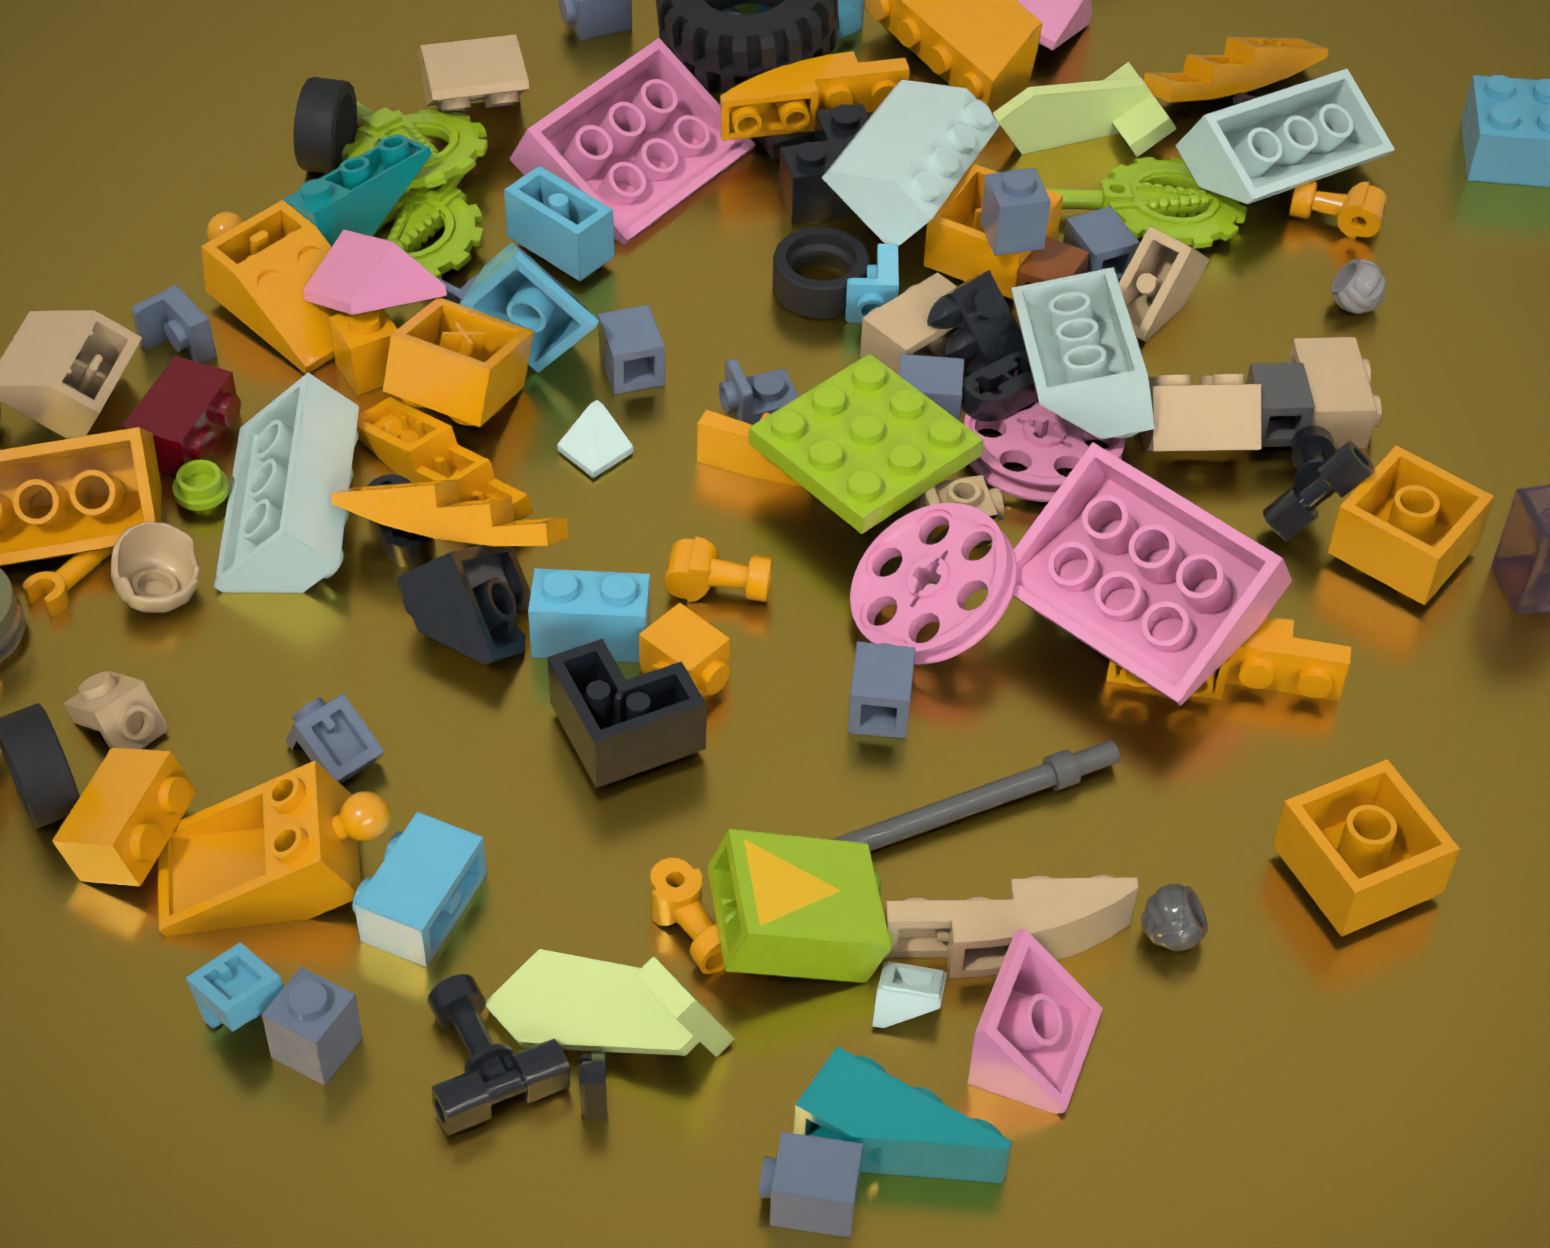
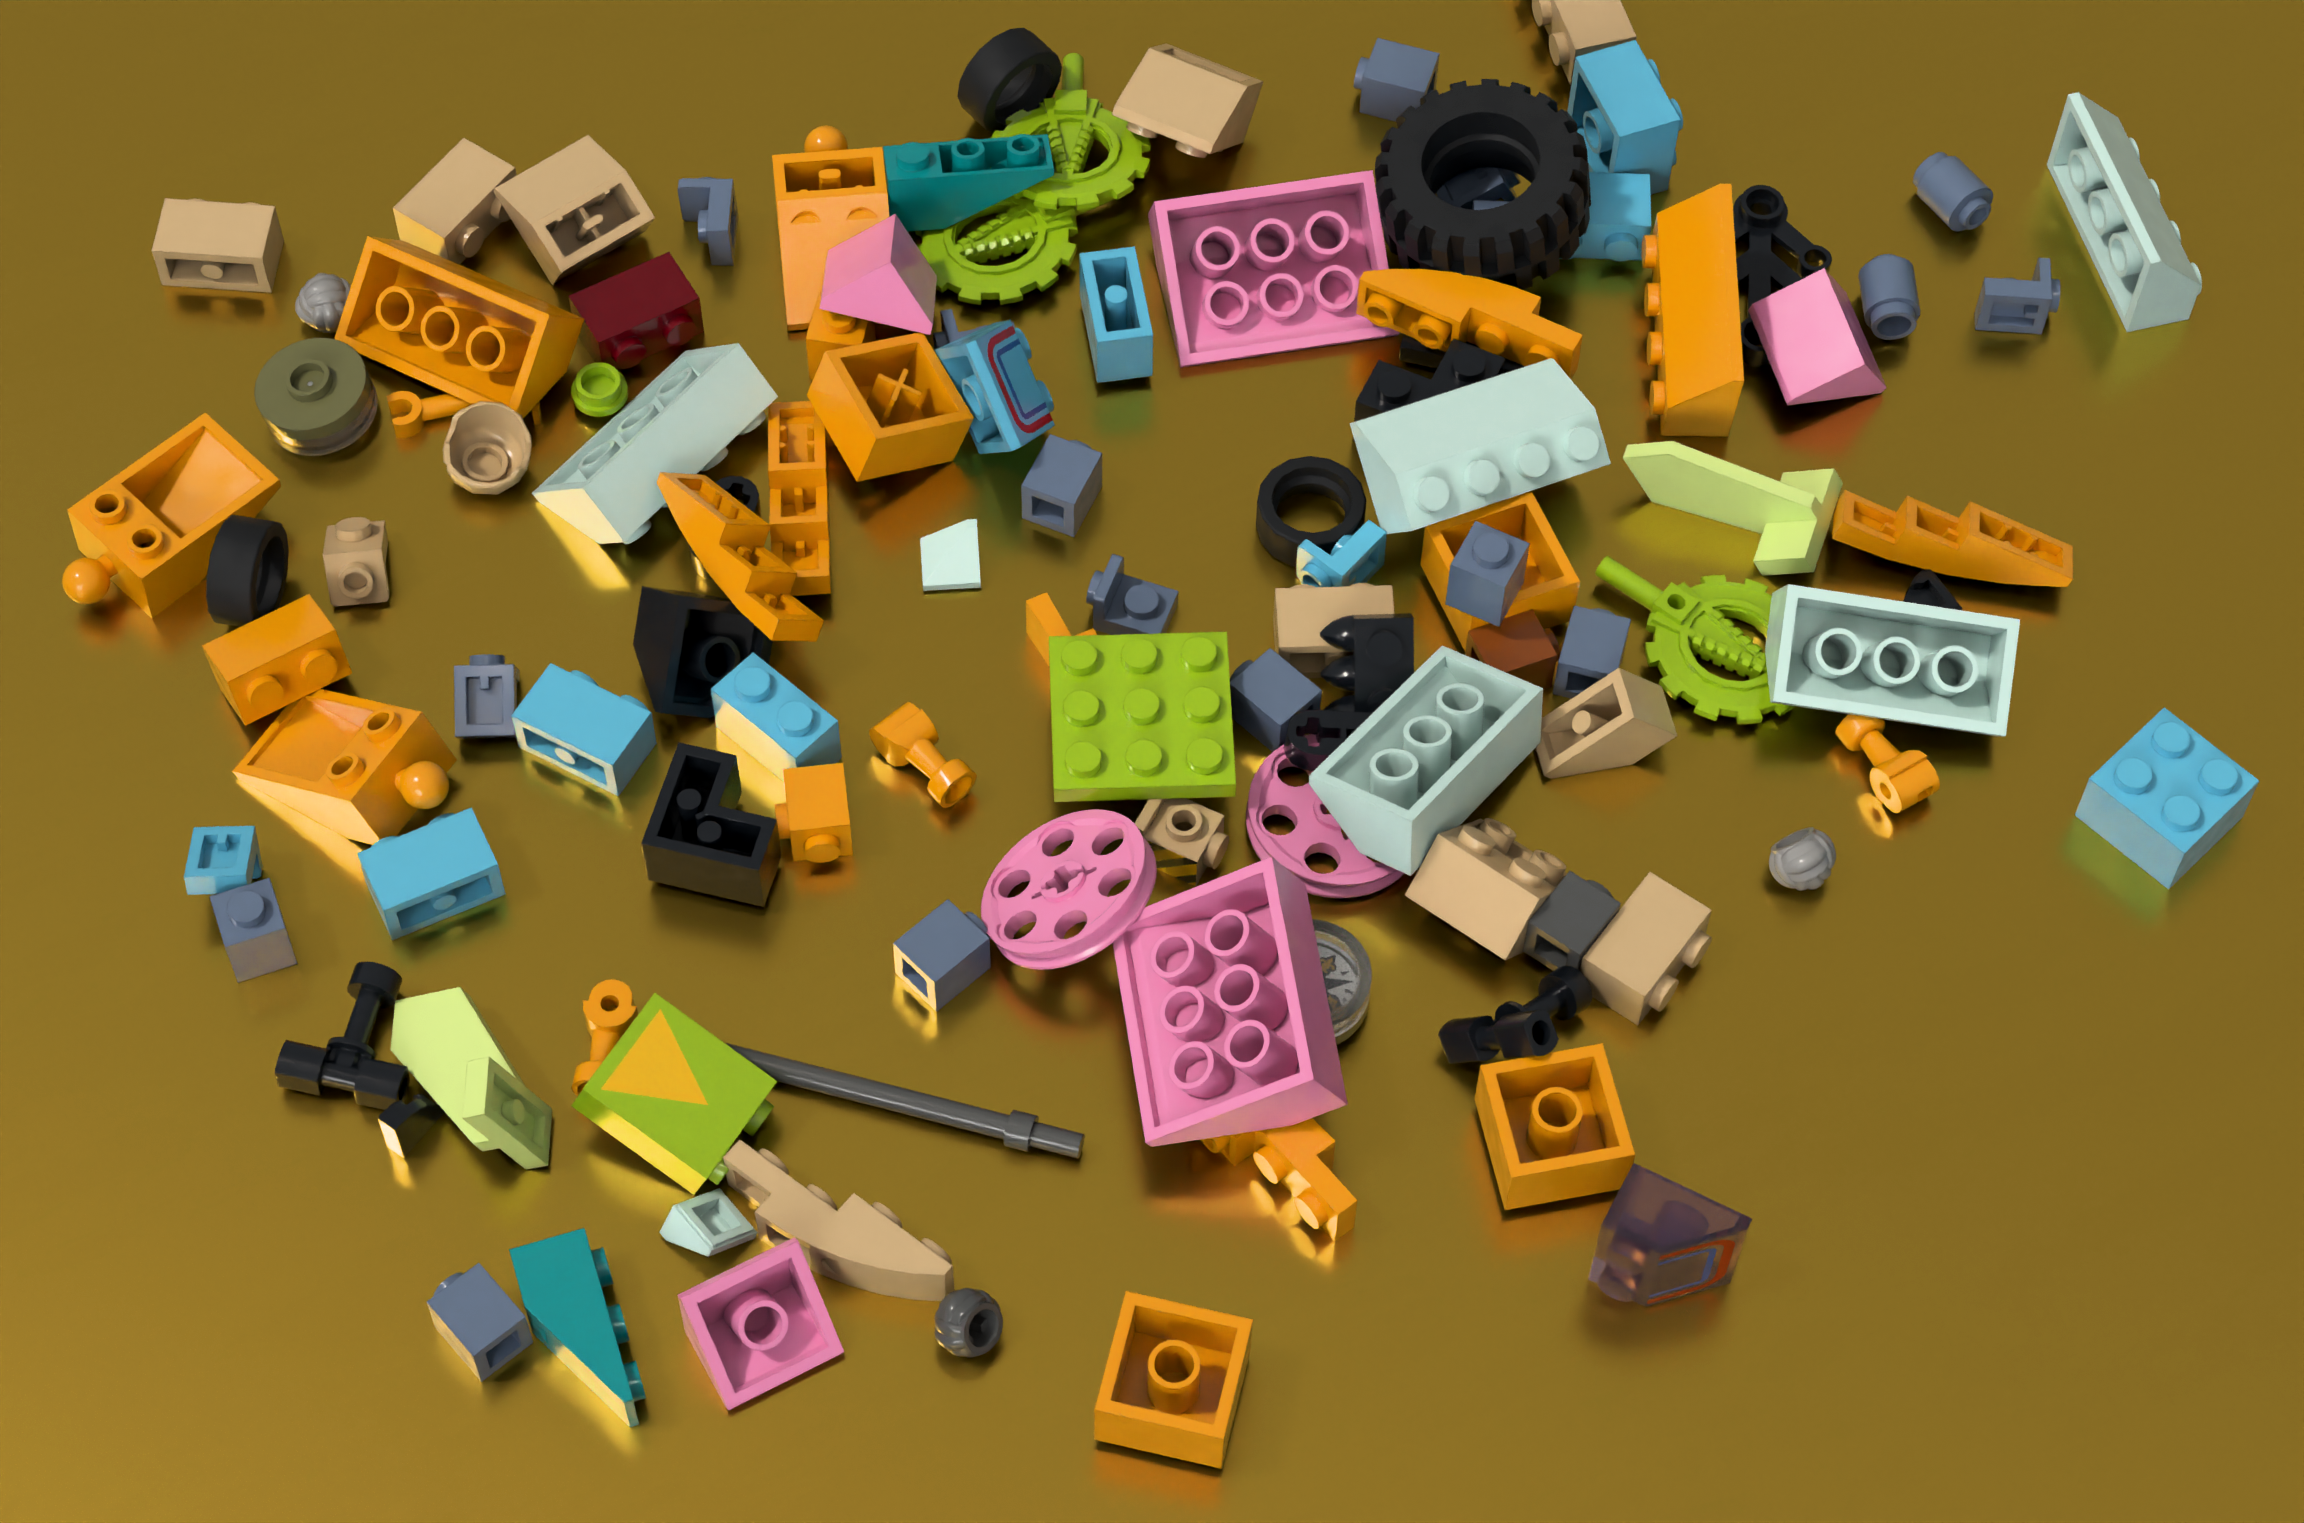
camera: 40 degrees right, 10 degrees up
(439, 712) = (584, 728): none -> medium azure brick

